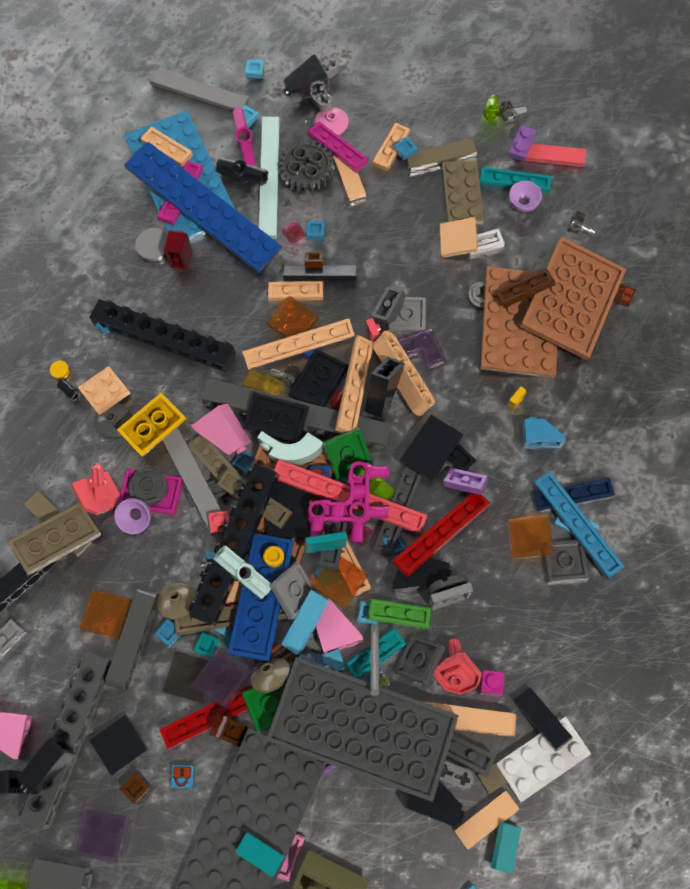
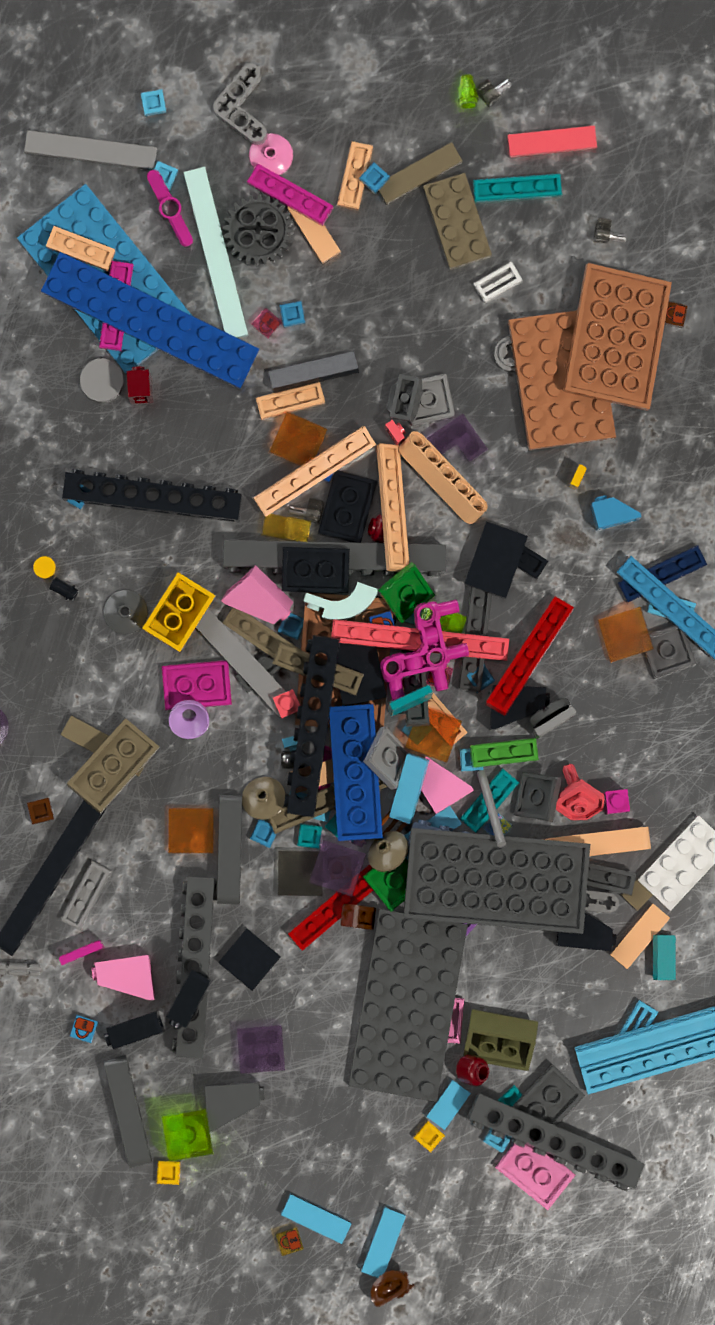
camera: 20 degrees left, 15 degrees up
(96, 493) = (139, 702): coral piece -> none
(104, 390) = (105, 580): light nougat plate -> none
(135, 788) = (280, 996): reddish brown plate -> none
(149, 486) = (194, 681): dark grey tile -> none
(182, 776) = (324, 973): tile -> none
(233, 563) = (323, 751): light aqua piece -> none
(242, 171) = (195, 259): black piece -> none
(260, 854) = (425, 1025): teal tile -> none
(273, 556) = (357, 728): yellow tile -> none
(306, 80) = (228, 113): black slope -> none
(313, 260) = (302, 356): reddish brown tile -> none
(383, 386) = (426, 502): black slope -> none
(458, 237) = (467, 286): light nougat tile -> none
(465, 481) = (541, 589): medium lavender plate -> none
(522, 143) = (516, 137): medium lavender plate -> none
(525, 288) = (560, 343): reddish brown tile -> none
(526, 190) = (536, 201): lavender piece -> none
(543, 719) = (675, 824): black tile -> none

